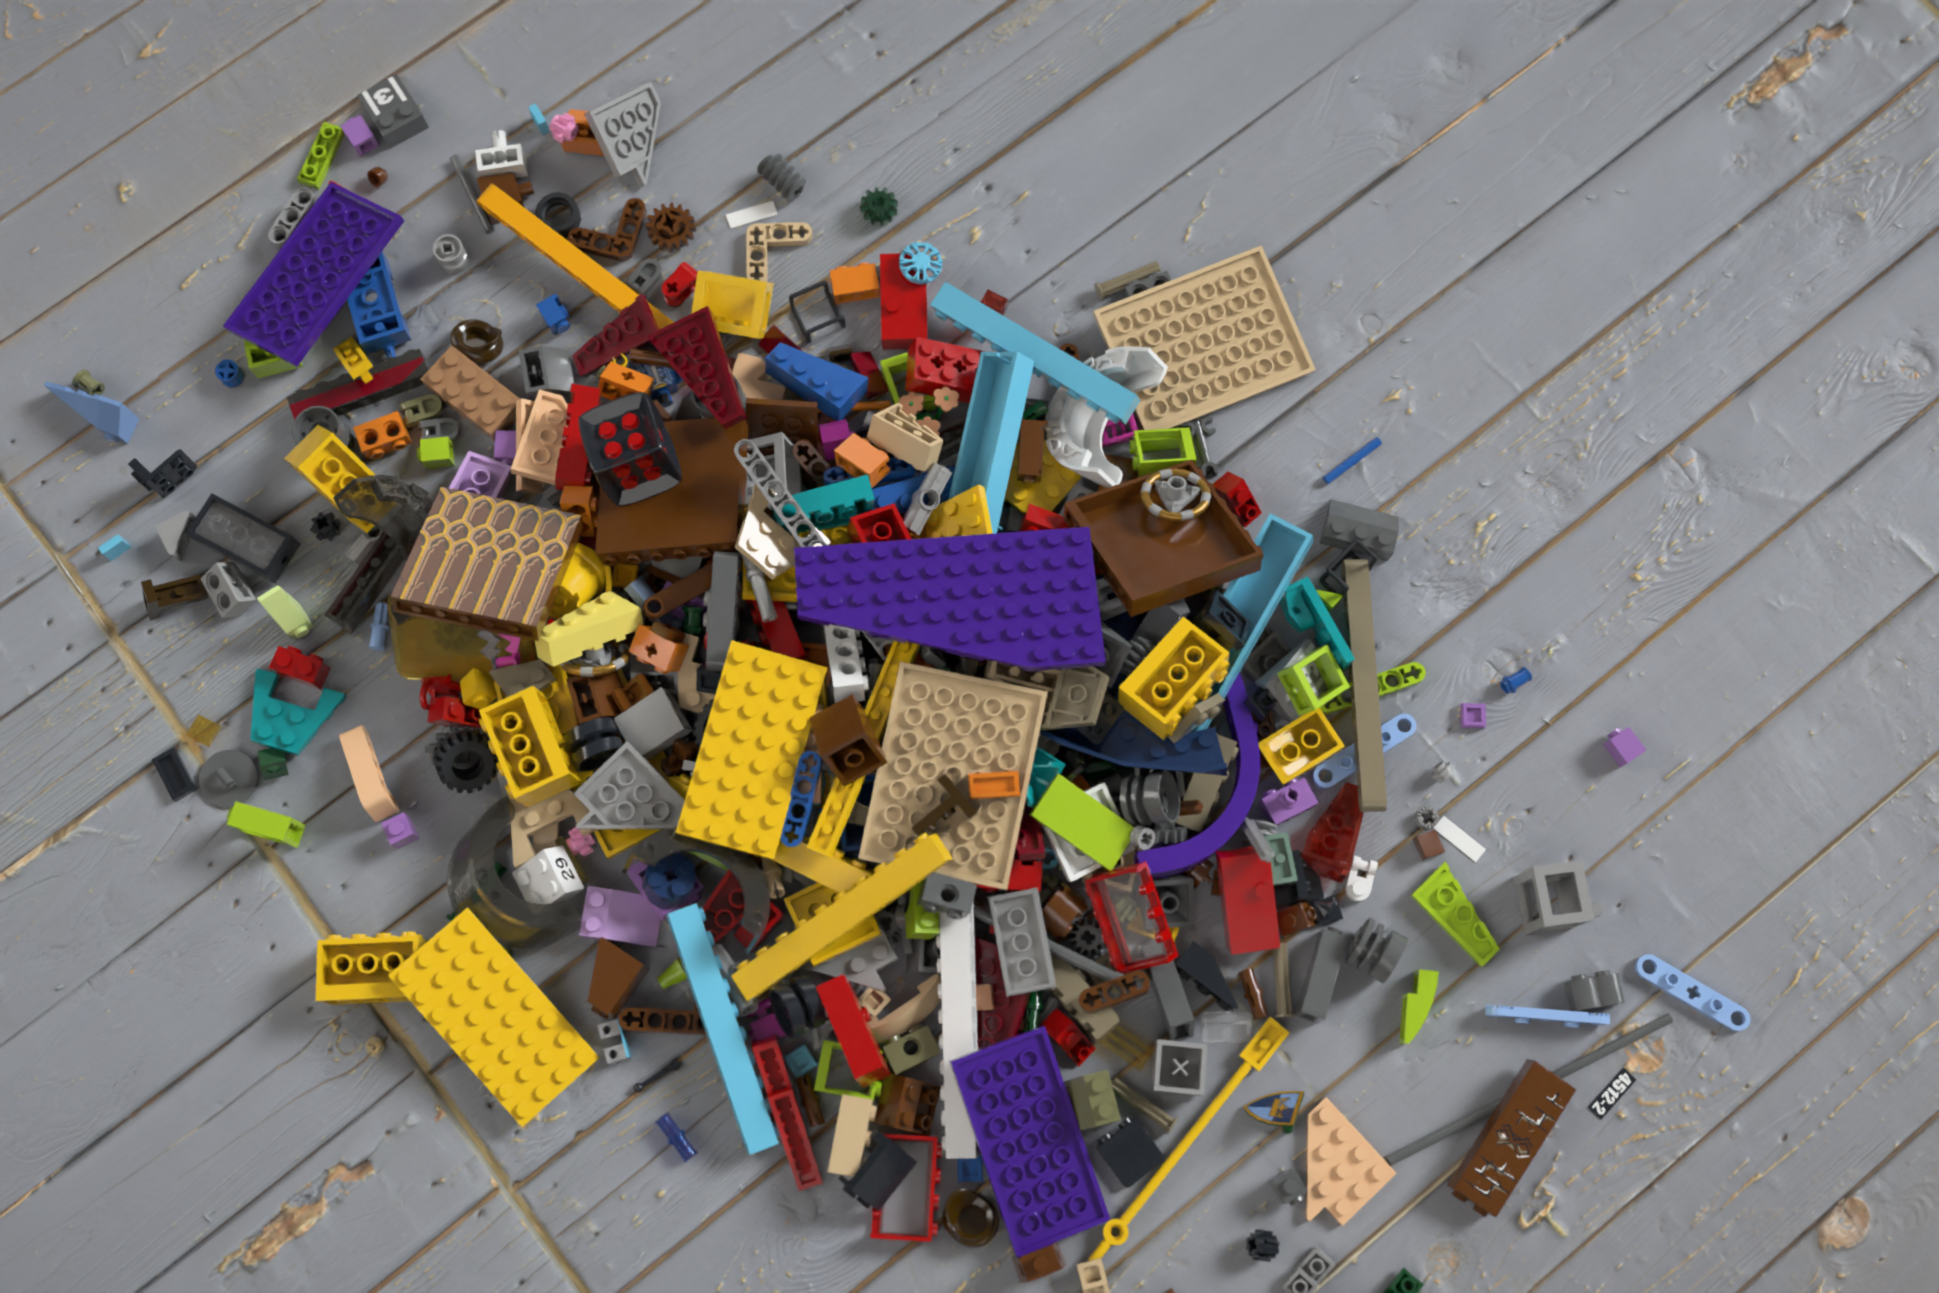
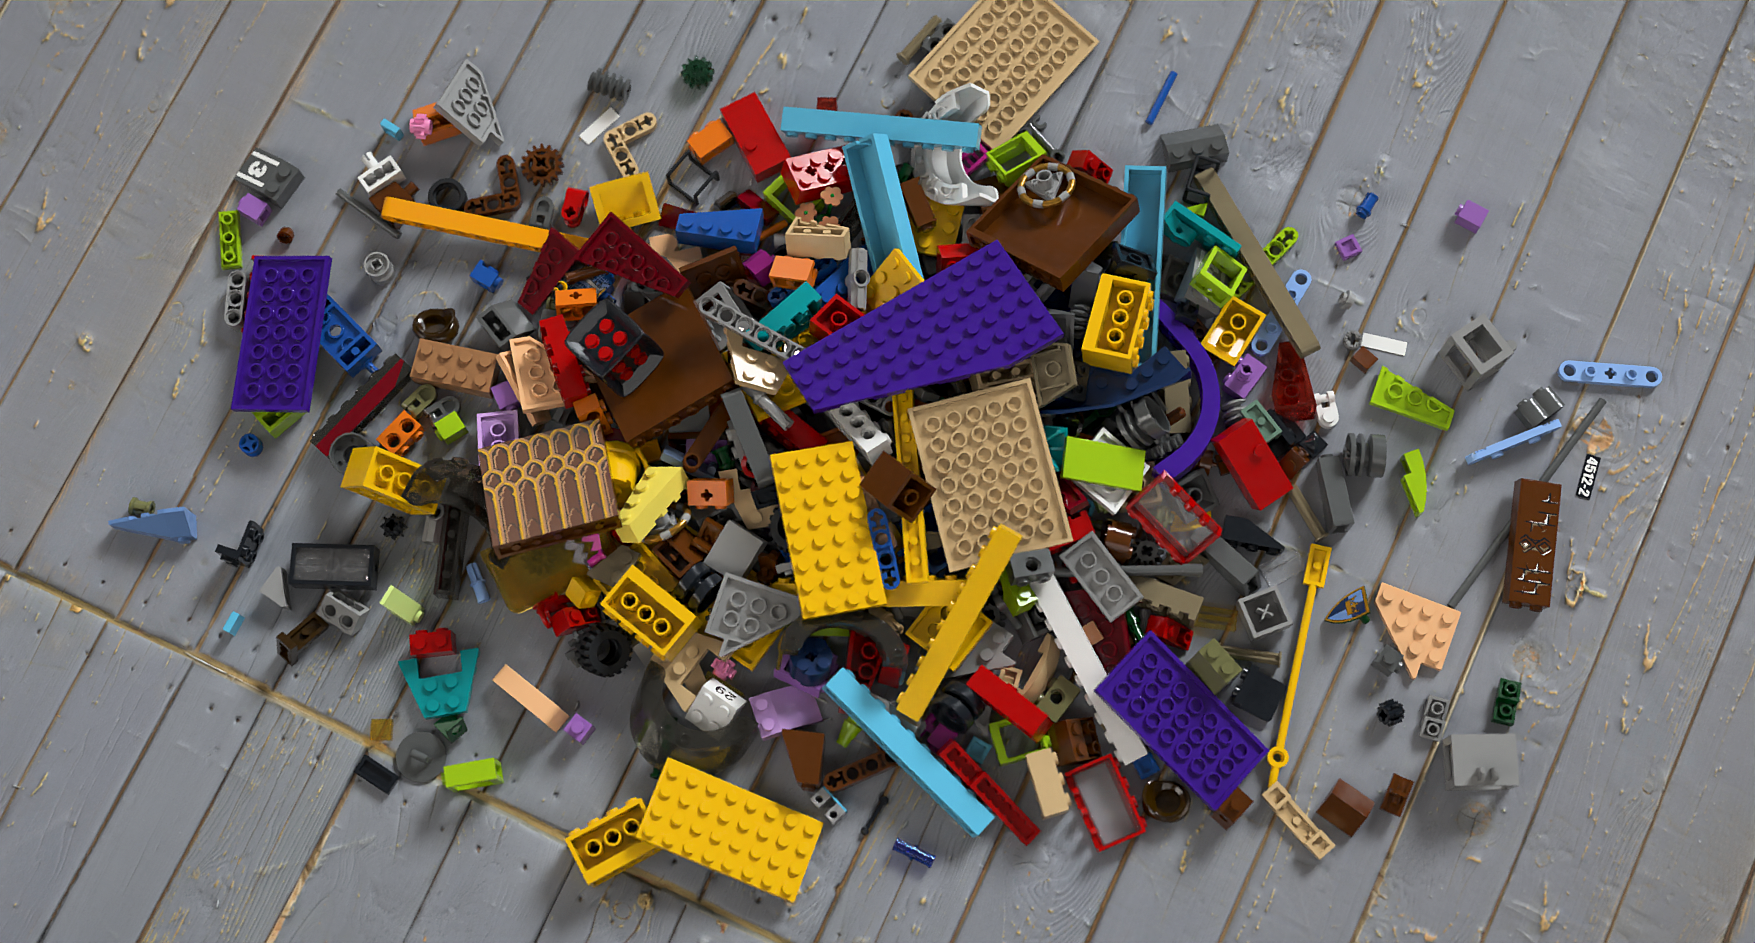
camera: 20 degrees left, 0 degrees up
(354, 359) = (347, 386): yellow hinge -> none
(668, 631) = (712, 475): reddish brown tile -> none
(810, 1100) = (1000, 775): reddish brown pin -> none
(879, 1173) = (1083, 799): black panel -> none
(920, 262) = (756, 101): medium azure wheel -> none
(945, 809) = (999, 501): dark brown bracket -> none
(994, 785) = (1025, 466): orange tile -> none
(1128, 978) = (1189, 570): reddish brown beam -> none
(1136, 836) = (1153, 450): light grey bush -> none
(1197, 716) = (1149, 343): dark tan wing -> none
(1253, 993) = (1290, 533): reddish brown pin -> none
(1257, 840) = (1238, 415): light grey axle -> none

